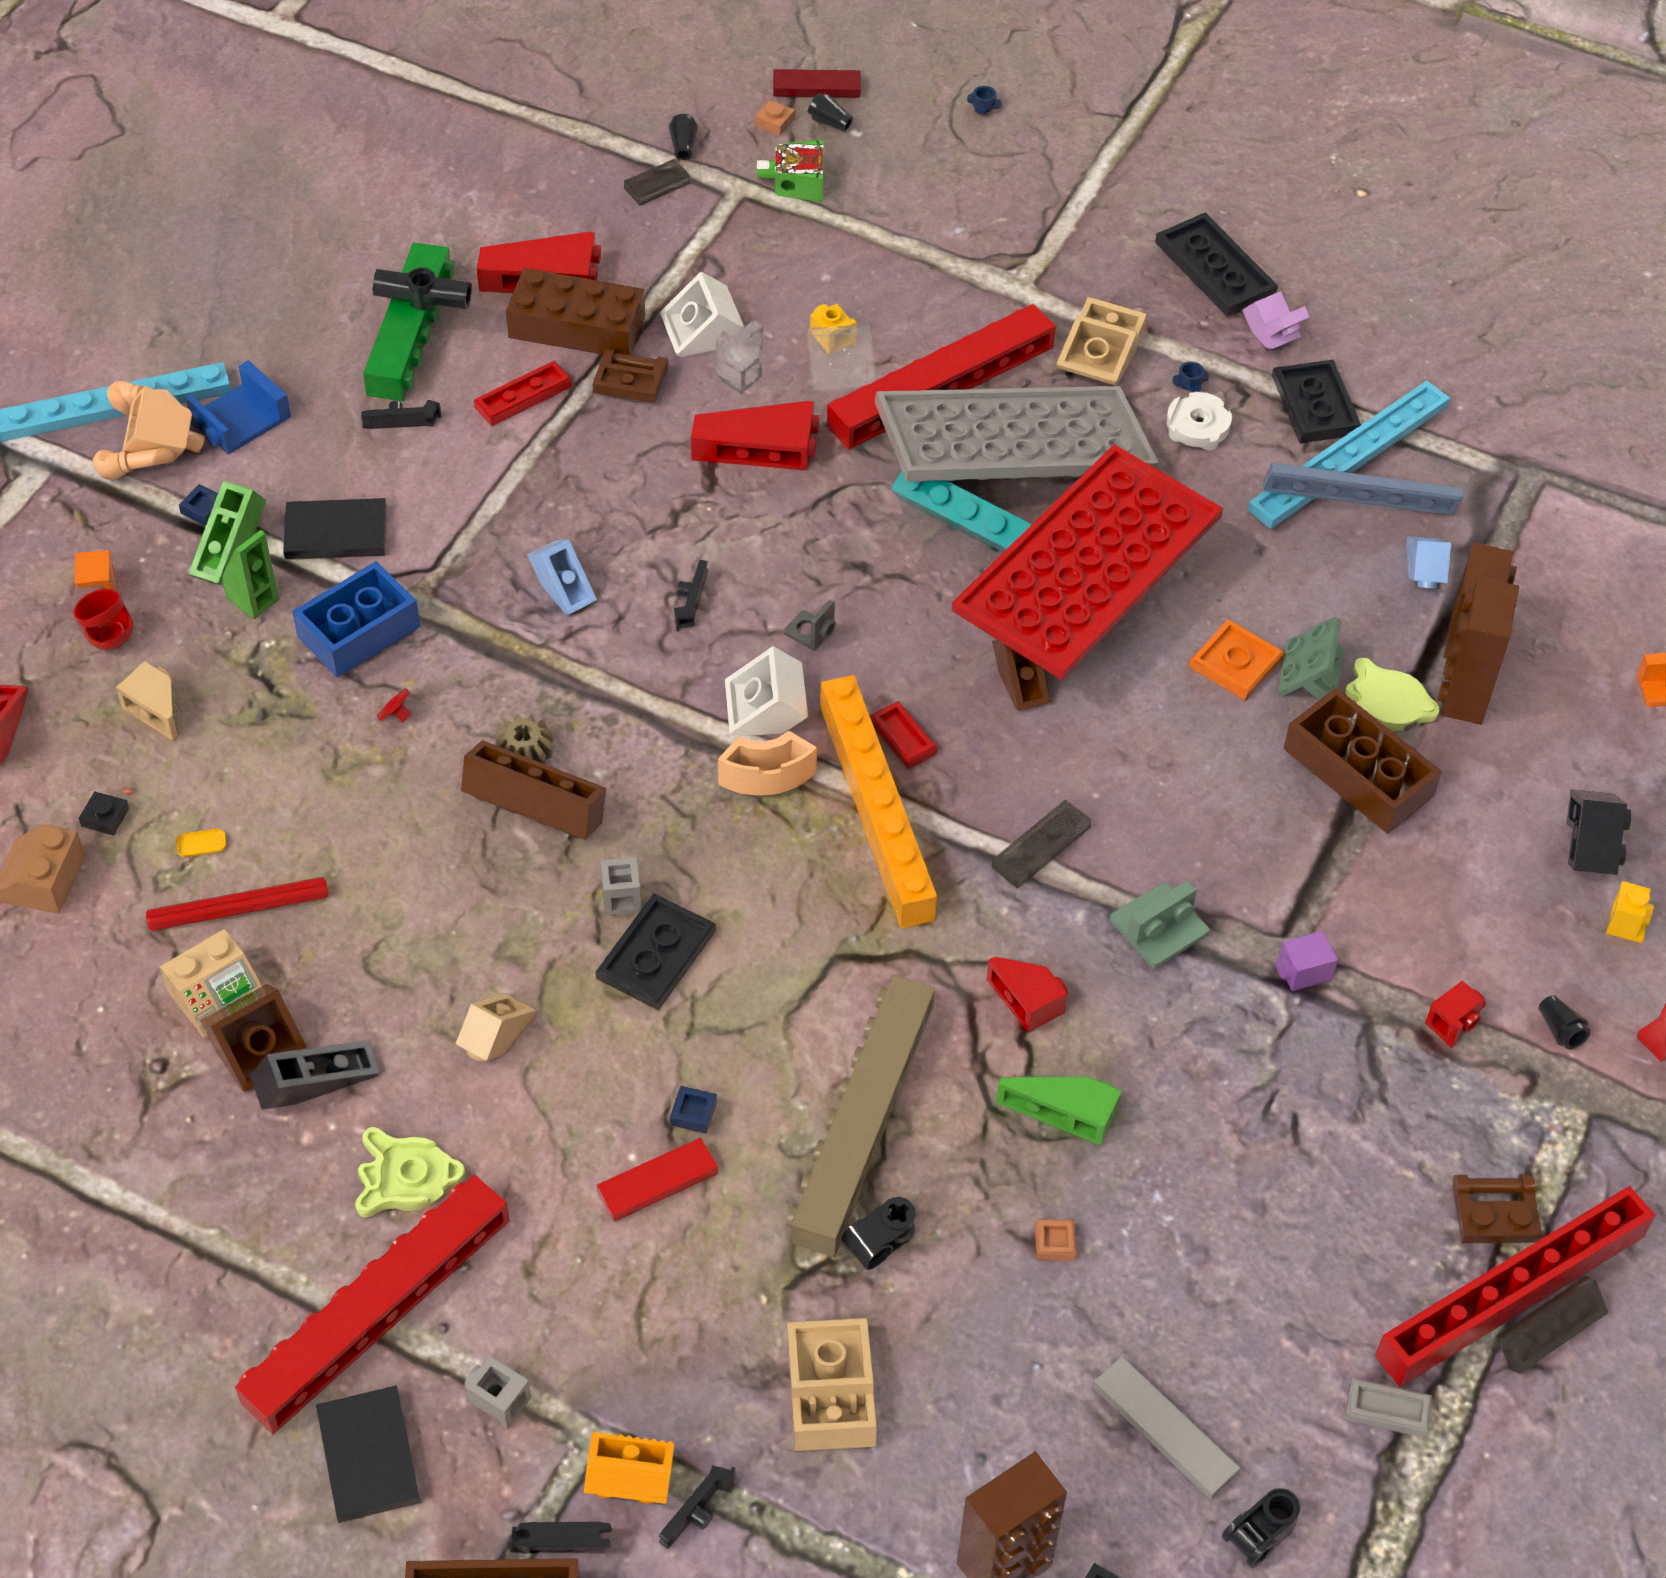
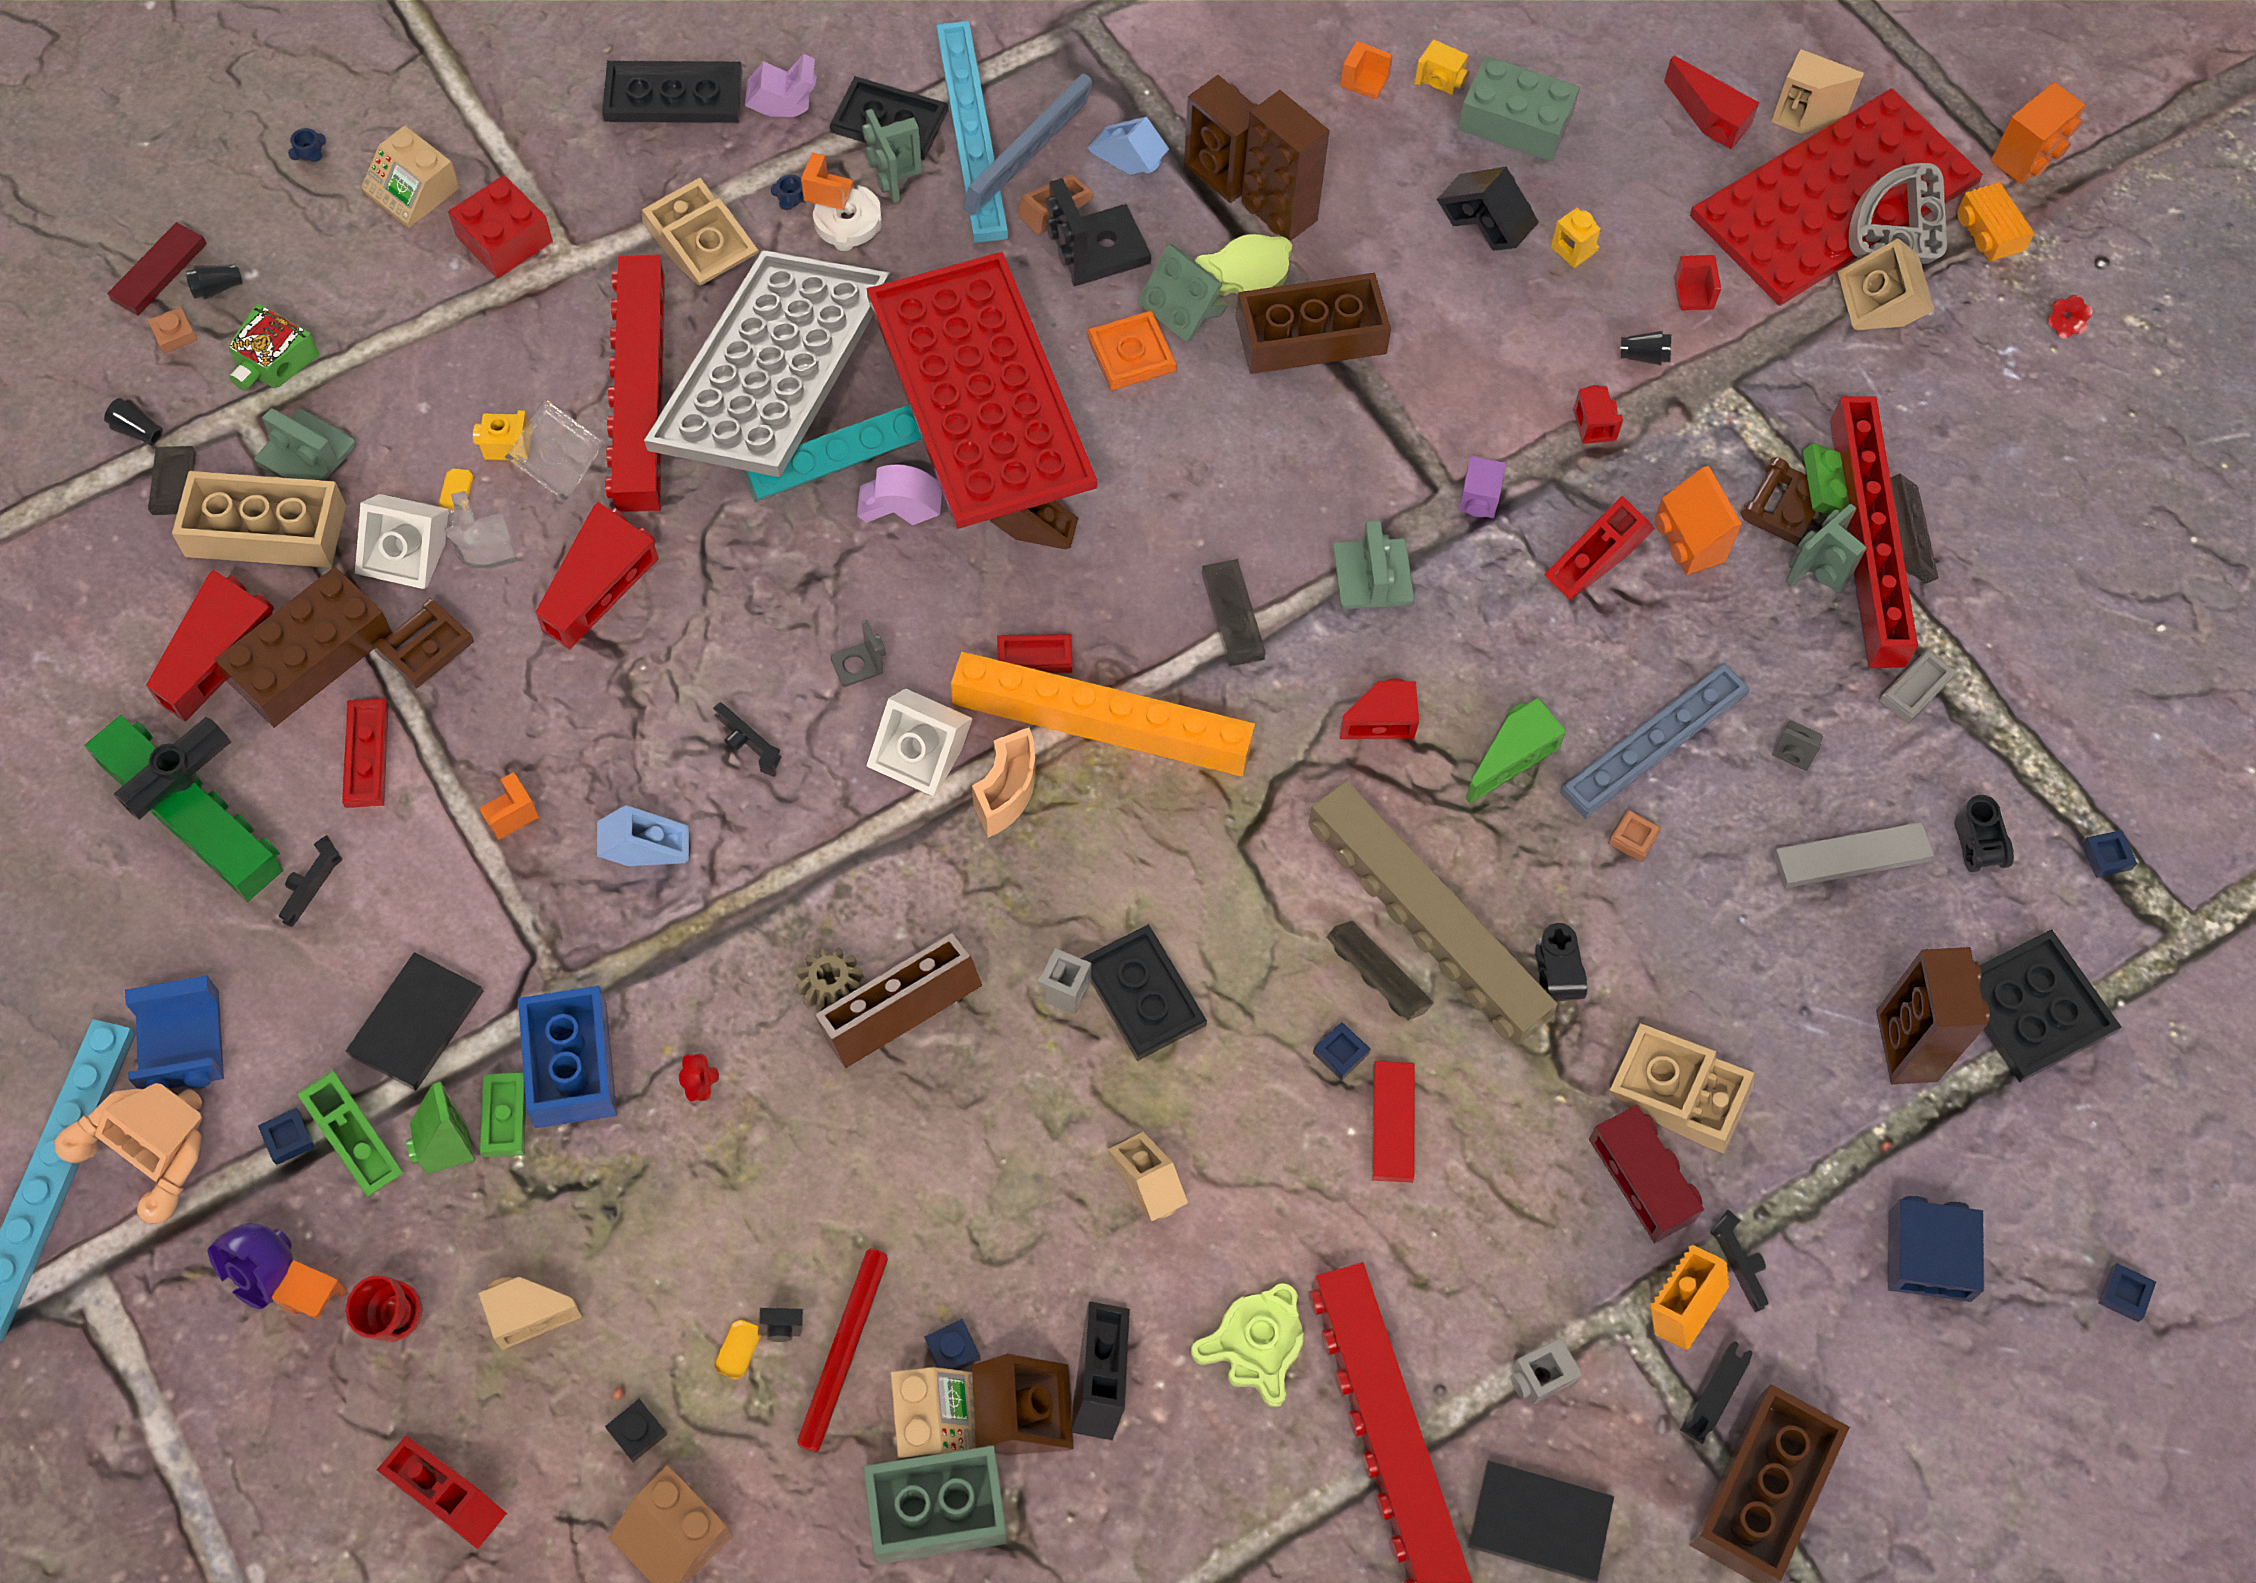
camera: 60 degrees left, 10 degrees up
(101, 529) = (253, 1260): none -> dark purple cylinder
(141, 1014) = (934, 1505): none -> sand green brick
(230, 851) = (780, 1323): none -> black plate
(278, 616) = (503, 1115): none -> bright green plate
(280, 971) = (952, 1347): none -> dark blue plate
(533, 493) = (509, 810): none -> orange panel
(654, 235) = (259, 519): none -> tan brick
(729, 1389) = (1647, 1173): none -> dark red brick
(733, 231) = (302, 446): none -> sand green bracket
(776, 329) = (455, 481): none -> yellow piece
(784, 1101) = (1379, 970): none -> clear smoke plate
(963, 566) = (900, 490): none -> lavender brick
(1004, 164) = (409, 177): none -> tan slope
(1005, 231) = (500, 226): none -> red brick
(1164, 1214) = (1654, 740): none -> sand blue tile
(1205, 385) = (823, 187): none -> orange panel
(1230, 1327) = (1798, 745): none -> dark grey bracket
(1272, 411) = (892, 151): none -> sand green bracket
(1301, 572) = (1079, 238): none -> black bracket
(1321, 1078) = (1600, 548): none -> red slope
(1322, 535) = (1033, 208): none -> nougat slope
(1400, 1138) = (1698, 522): none -> orange slope
(1457, 1249) = (1829, 553): none -> sand green bracket
(1536, 1221) = (1825, 479): none -> bright green plate

